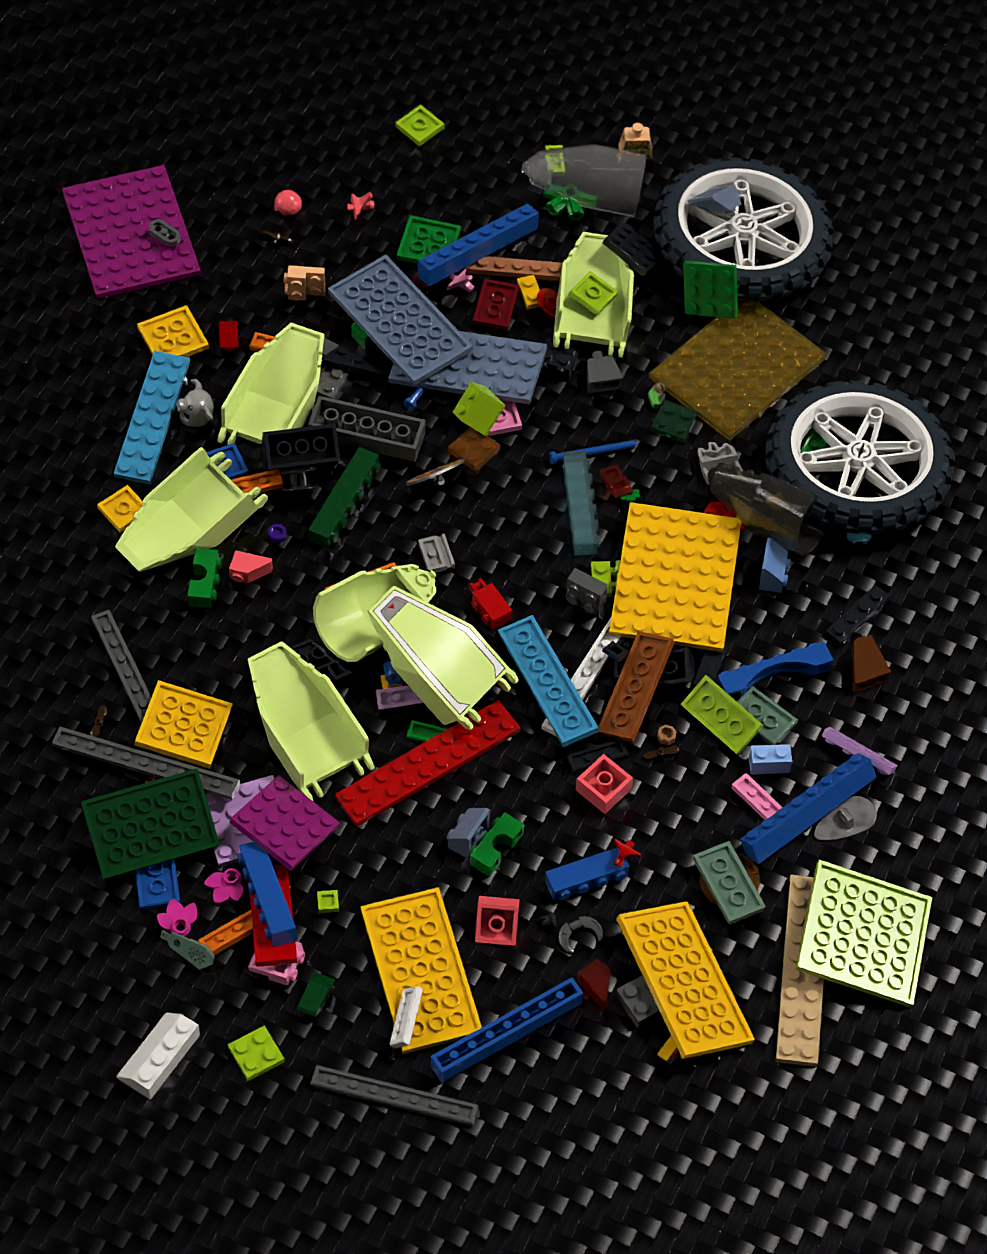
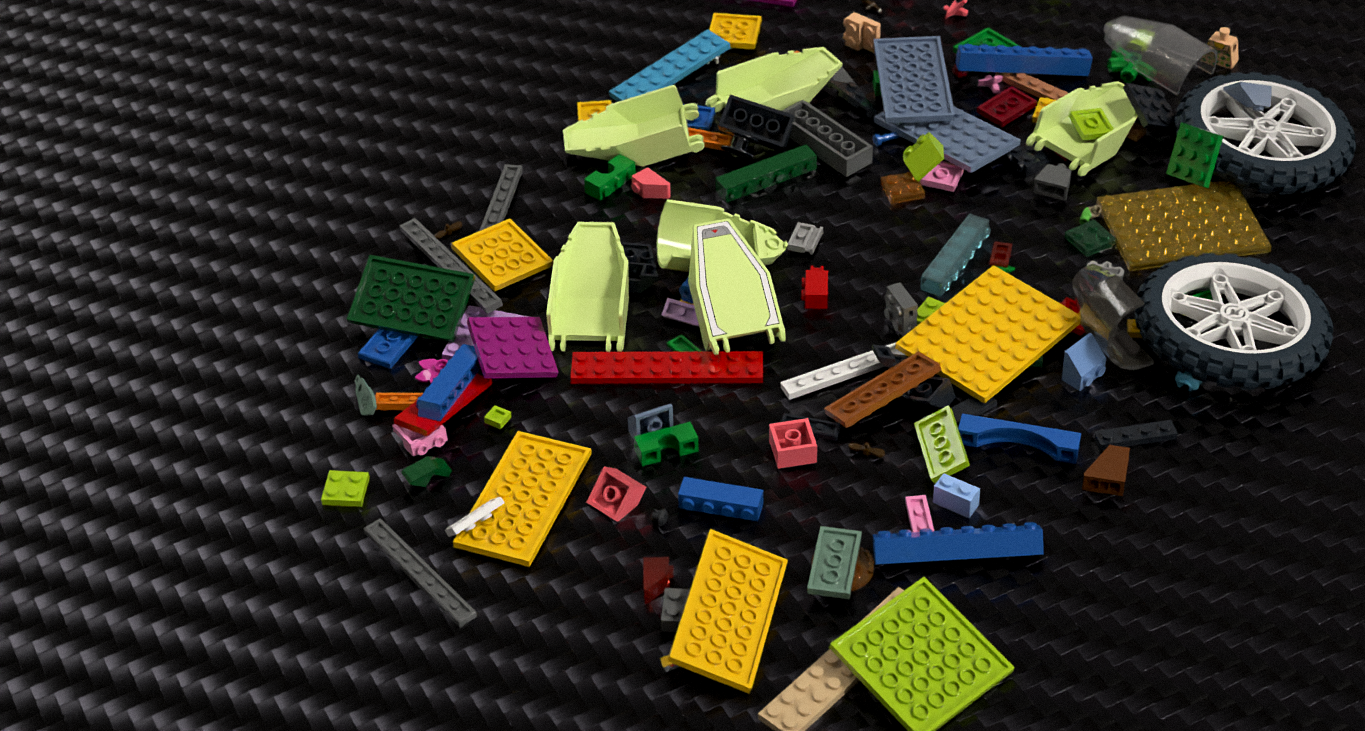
camera: 40 degrees right, 15 degrees down
(159, 1054) = (275, 453): white slope -> none
(178, 915) = (379, 372): dark pink plate -> none
(197, 405) = (705, 73): light grey piece -> none
(228, 335) = (775, 43): red slope -> none
(277, 533) = (694, 176): dark purple tile -> none
(331, 381) = (828, 101): flat silver plate -> none
(433, 473) = (852, 186): shield -> none
(506, 1029) = (547, 569): blue brick -> none
(548, 681) = (812, 354): dark azure plate -> none
(586, 922) = (667, 531): dark grey piece -> none
(595, 450) = (1006, 229): blue bar -> none
(625, 850) = (760, 492): red piece -> none
(666, 735) = (882, 438): medium nougat tile -> none
(775, 719) = (985, 467): sand green tile -> none
(846, 820) = (989, 575): flat silver shield -> none
(852, 747) = (1050, 536): lavender plate -> none

